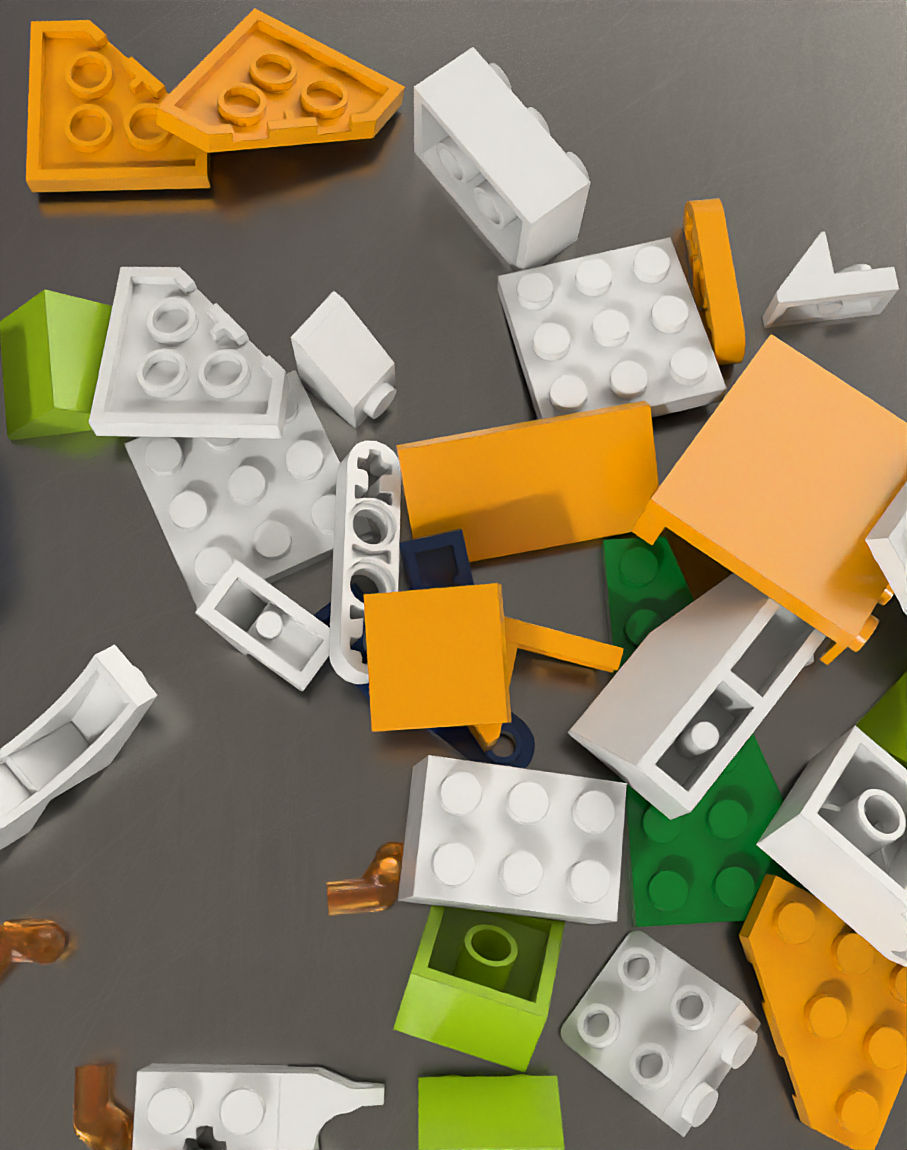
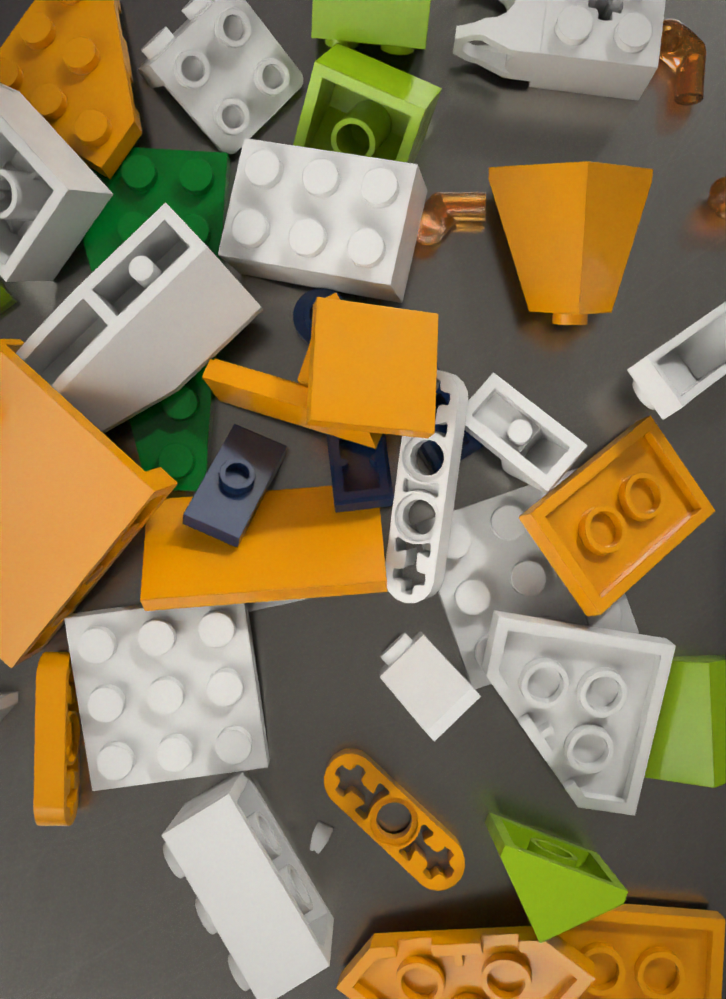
camera: 165 degrees left, 10 degrees up
(155, 553) = (617, 516): none -> light orange plate
(203, 197) = (554, 878): none -> lime slope
(227, 872) = (570, 232): none -> light orange slope
(320, 233) = (435, 837): none -> light orange beam
(436, 223) = (320, 836): none -> white piece
(571, 545) = (234, 485): none -> dark blue plate

